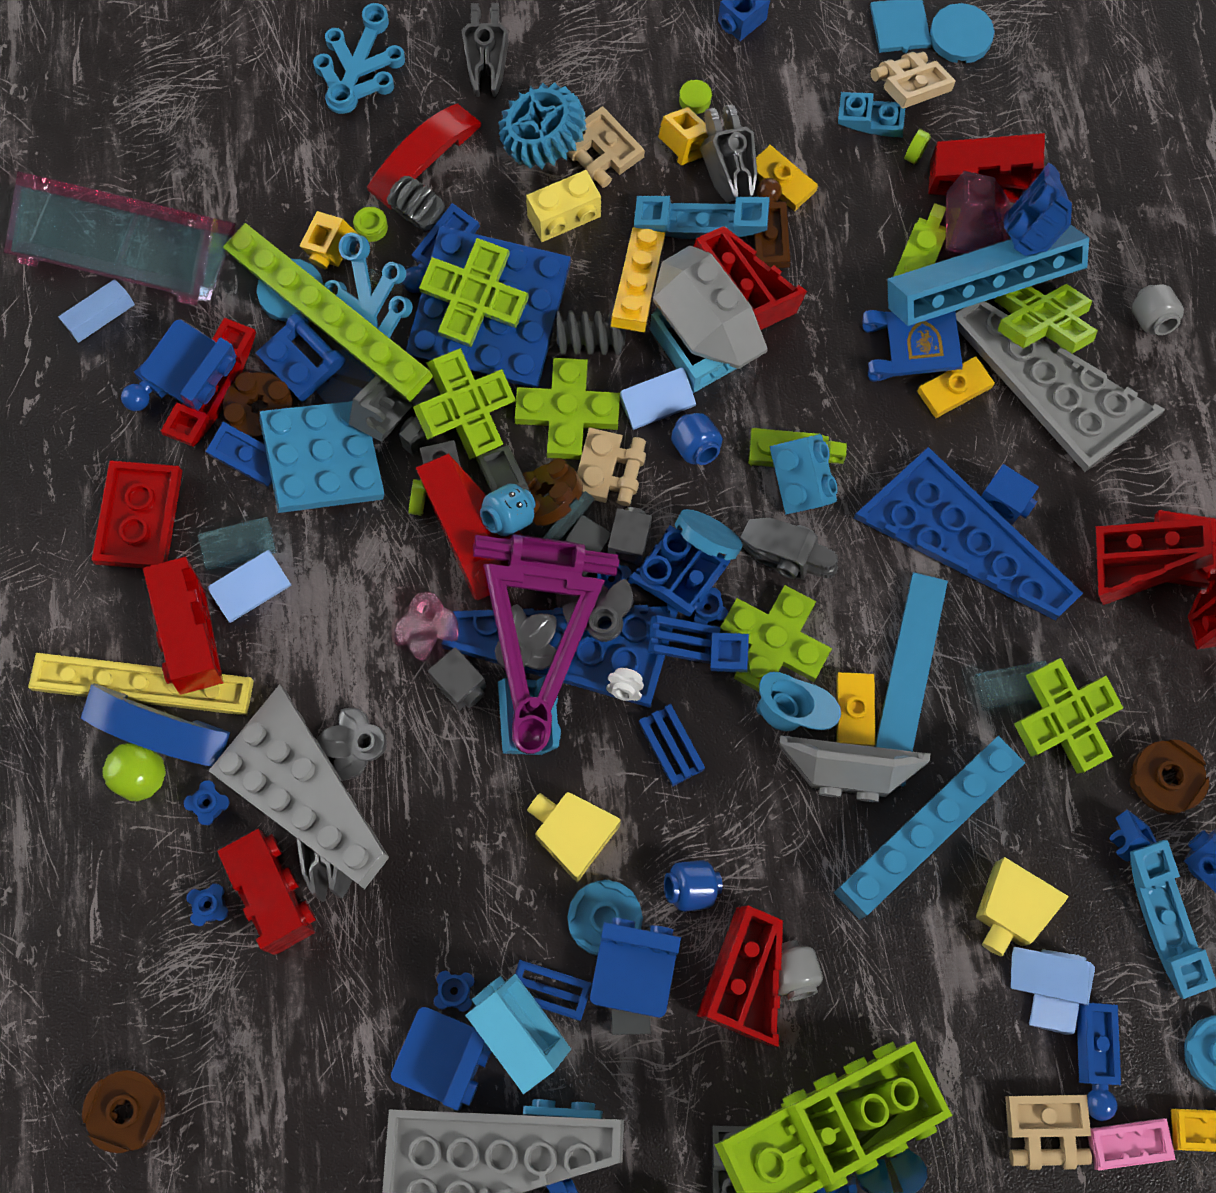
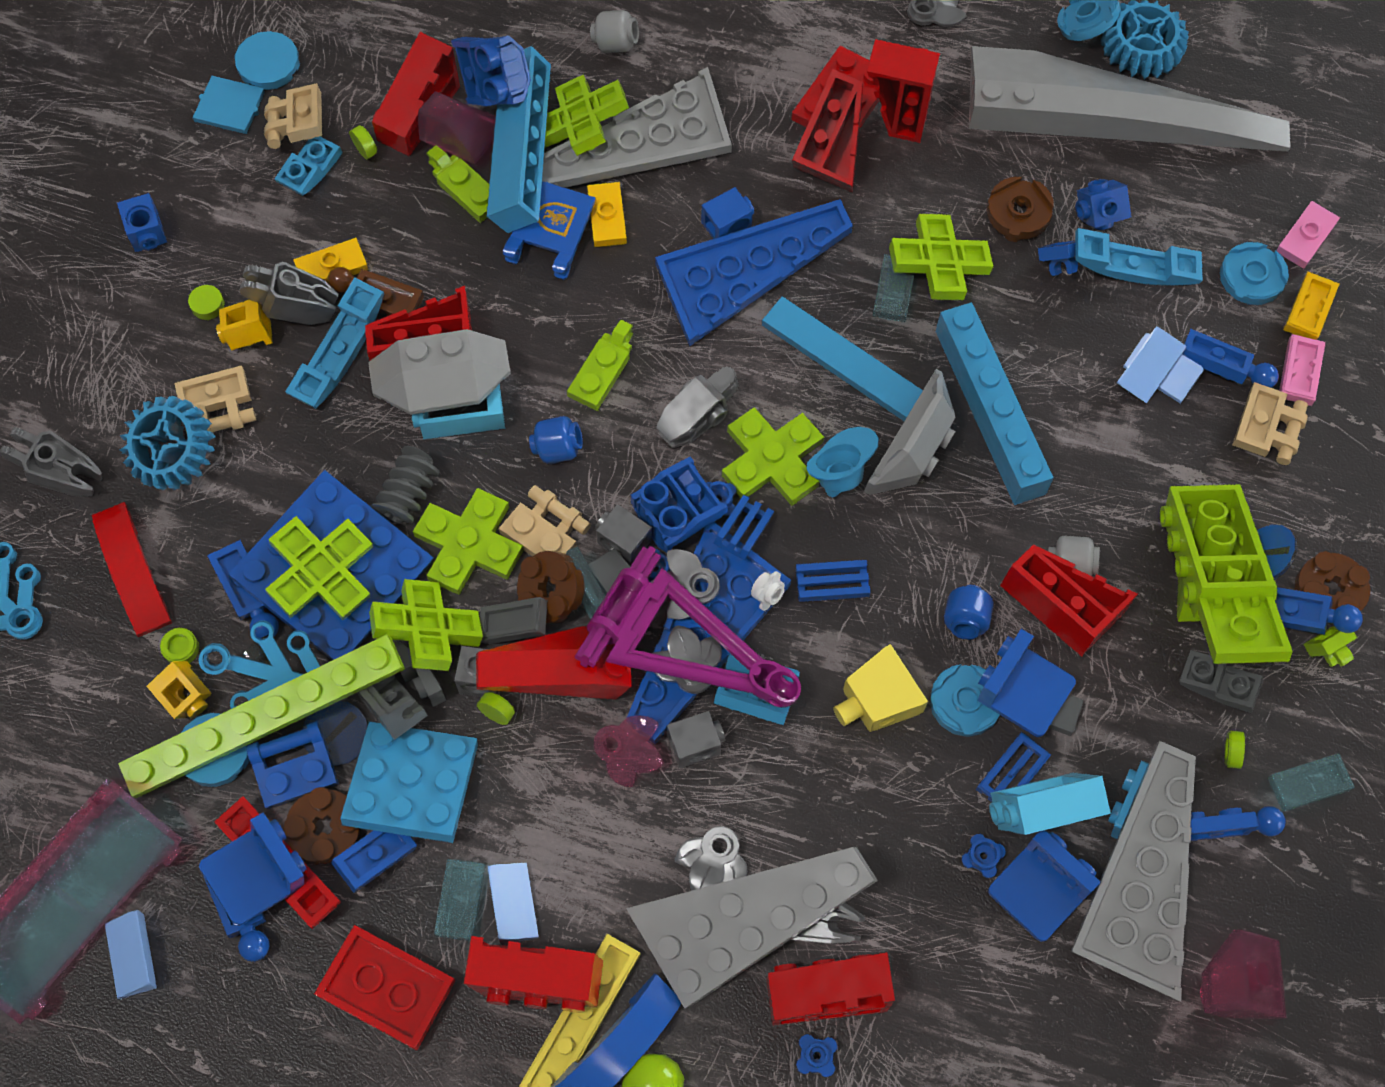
camera: 65 degrees left, 5 degrees down
(208, 813) = (713, 1032): blue plate -> none
(416, 203) = (188, 589): dark grey gear -> none
(507, 510) = (560, 620): dark azure head -> none
(563, 205) = (262, 459): light yellow brick -> none
(638, 280) = (376, 422): yellow plate -> none
(657, 398) = (499, 458): light blue slope -> none
(708, 534) = (656, 464): dark azure tile -> none
(729, 652) = (772, 493): blue tile -> none
(804, 474) = (635, 365): dark azure bracket -> none
(857, 704) = (853, 411): yellow plate -> none
(1016, 906) = (1083, 367): light yellow torso -> none

